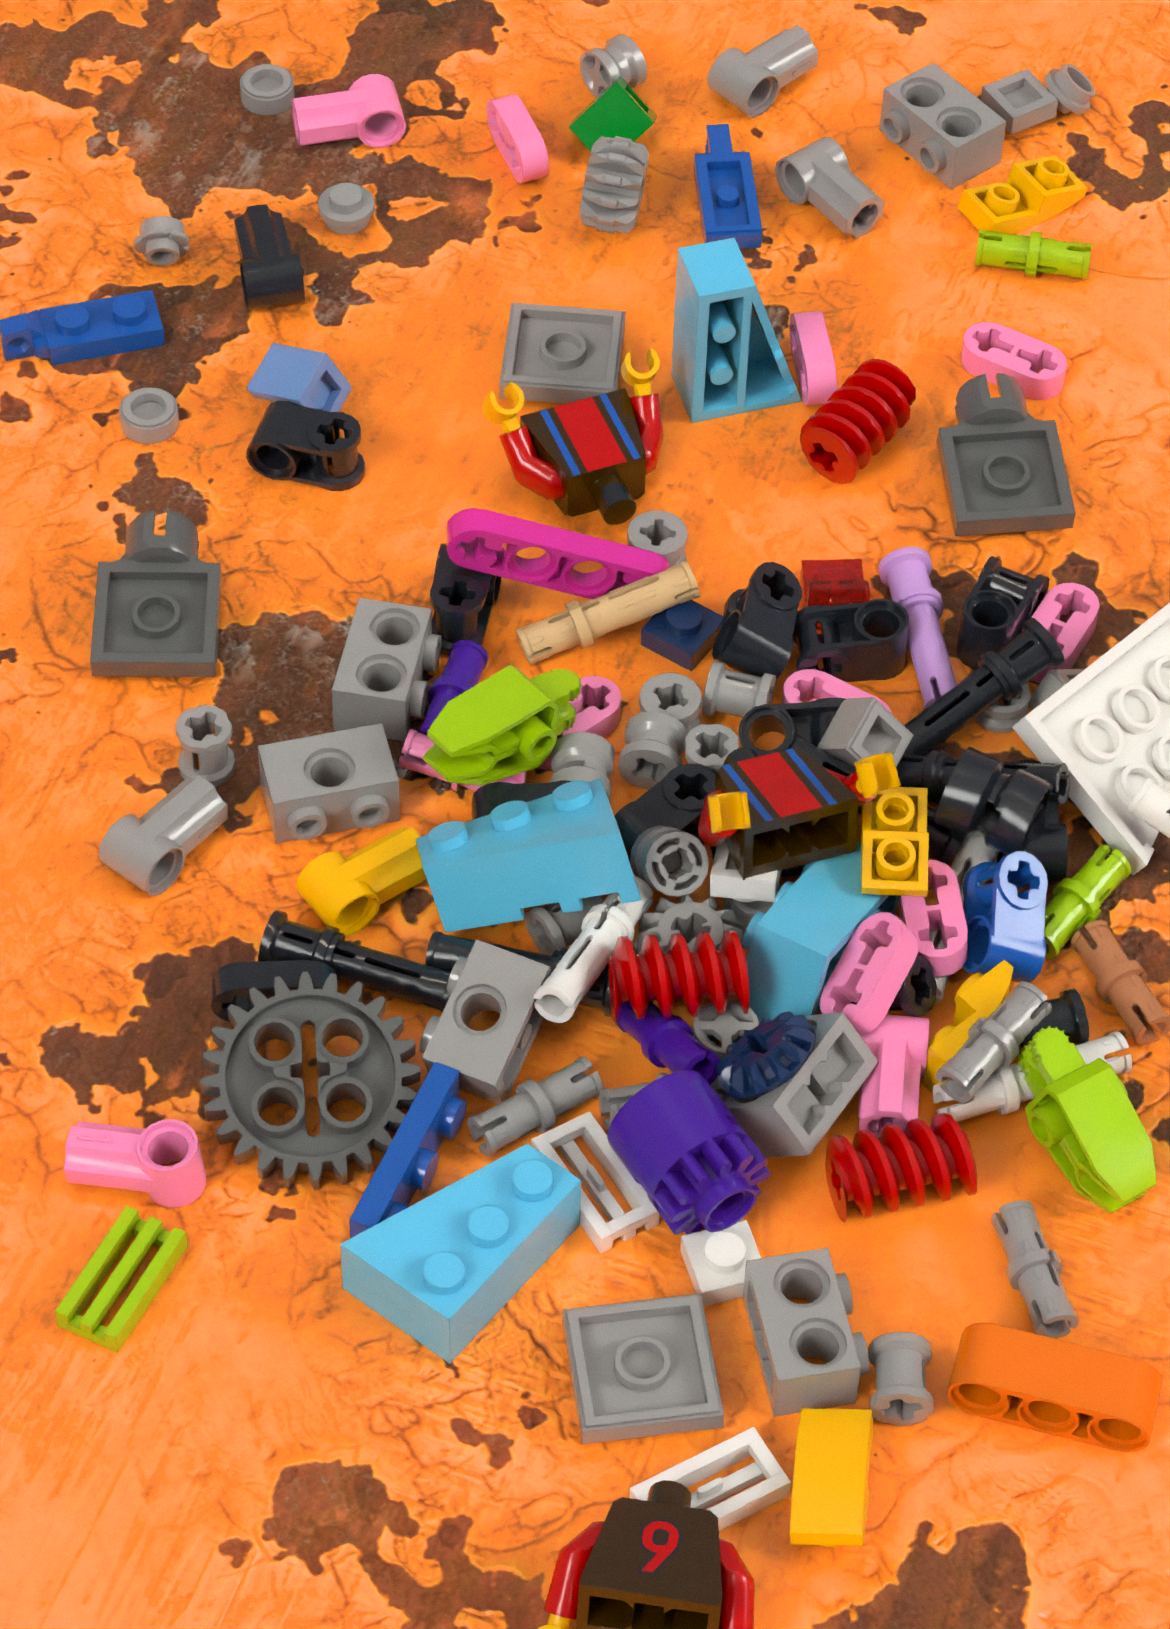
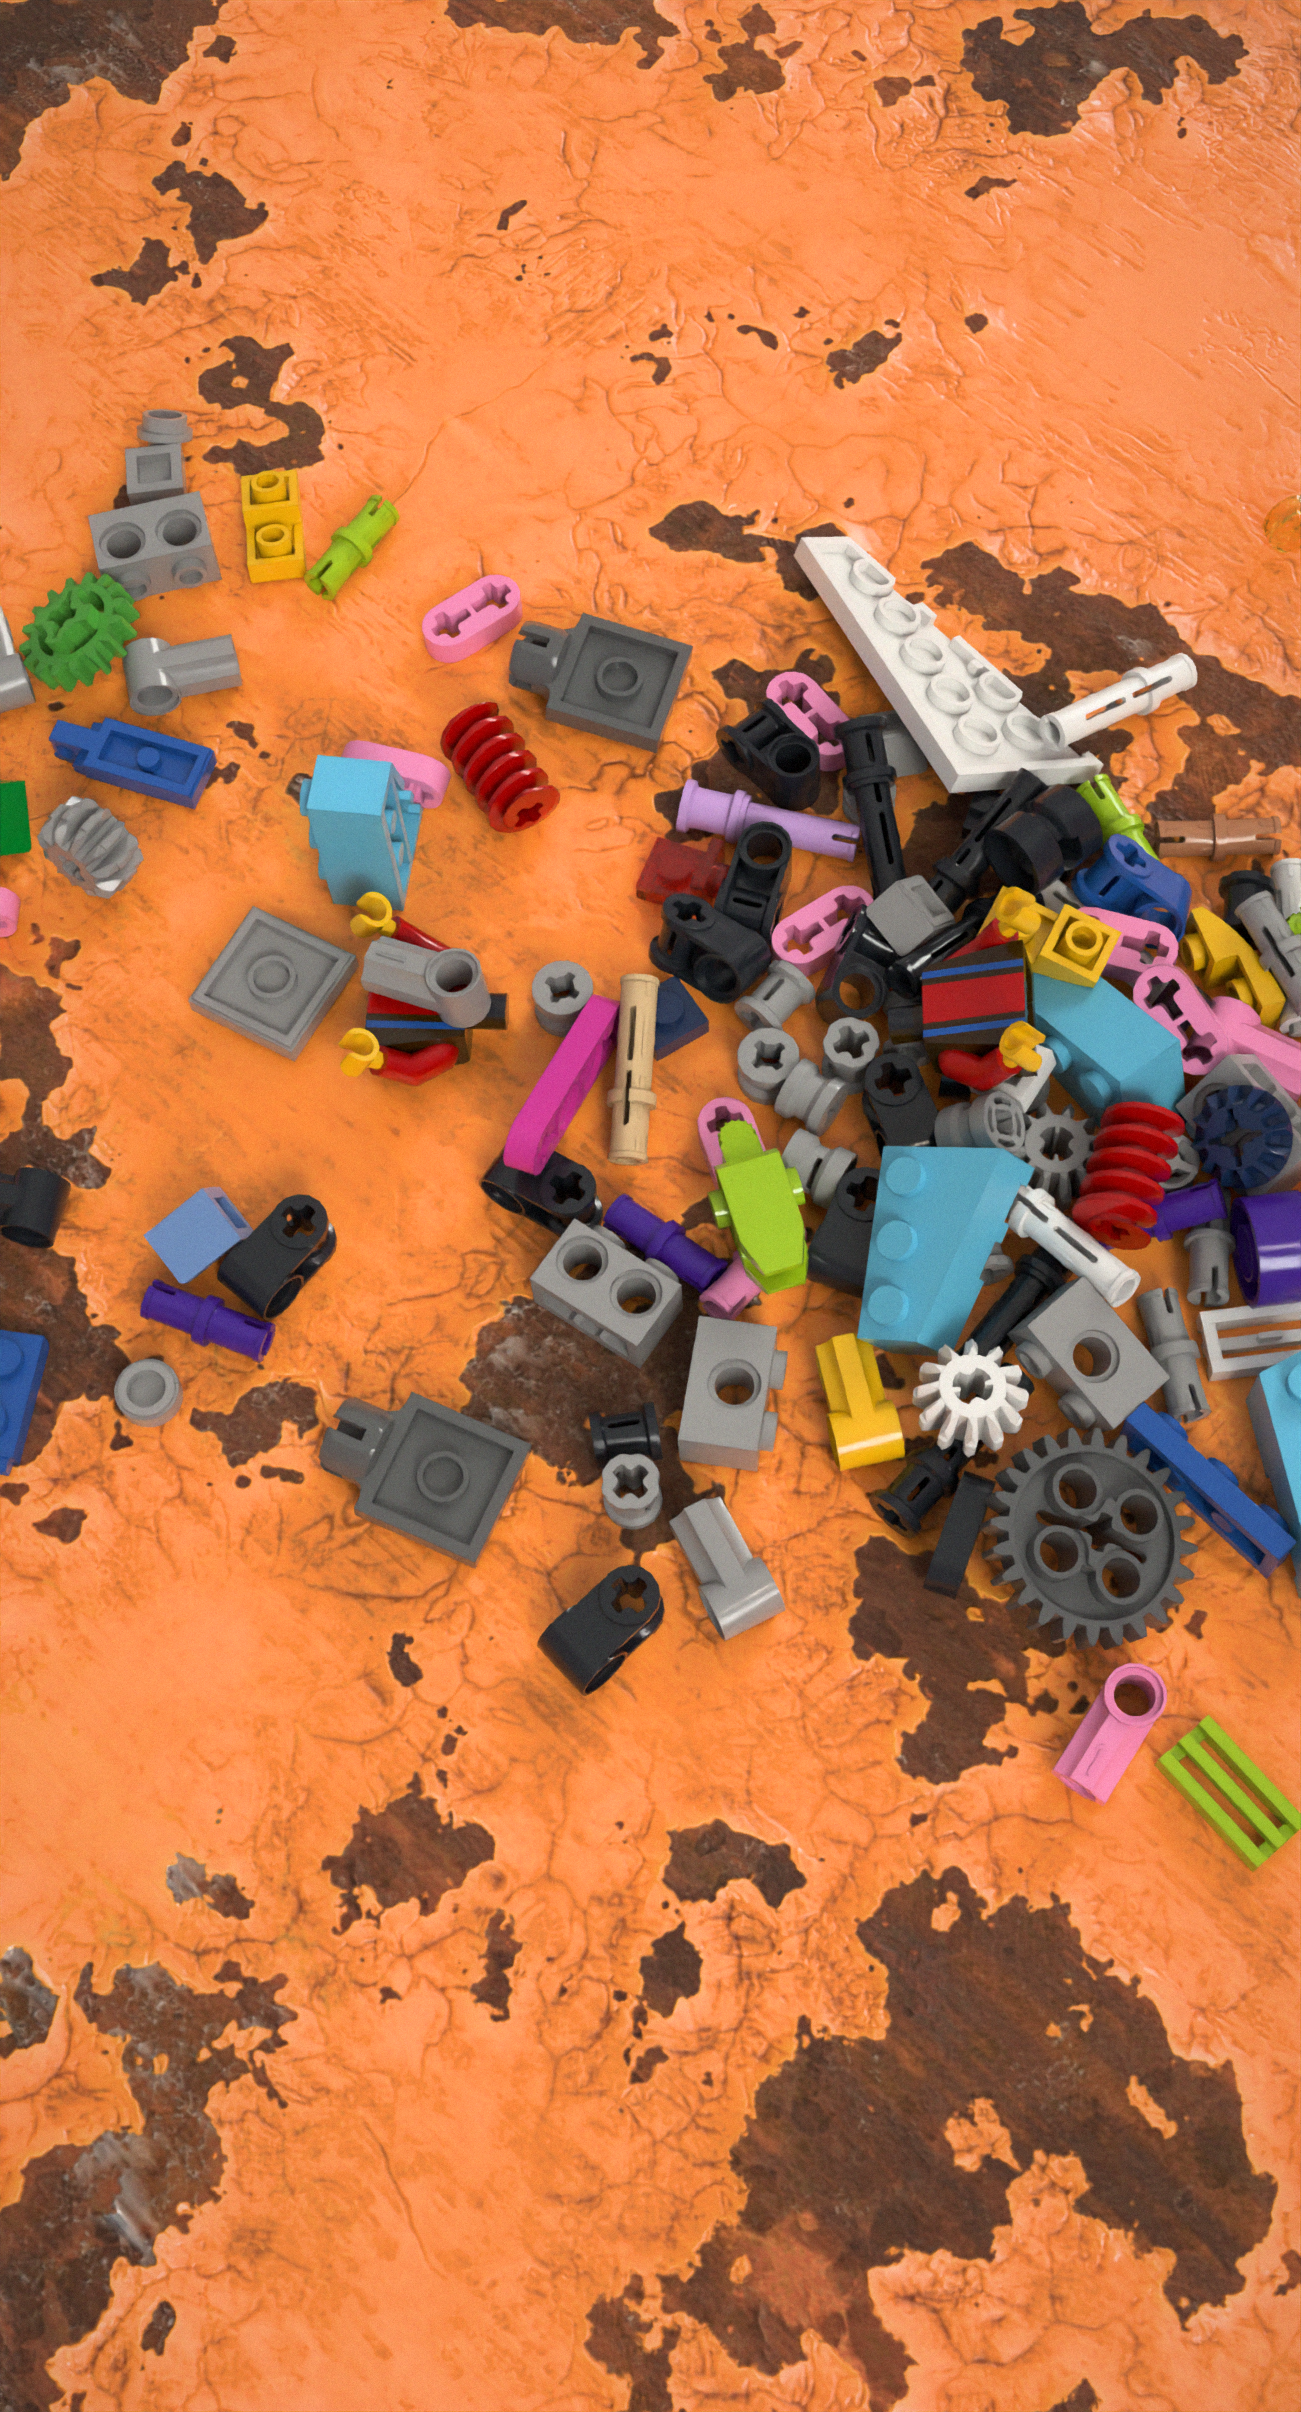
camera: 60 degrees left, 15 degrees up
(66, 768) = (597, 1634): none -> black piece
(227, 423) = (207, 1320): none -> dark purple pin
(254, 724) = (625, 1434): none -> black bush
(394, 933) = (982, 1418): none -> white gear
(596, 424) = (425, 978): none -> light grey piece
(822, 105) = (79, 632): none -> bright green gear

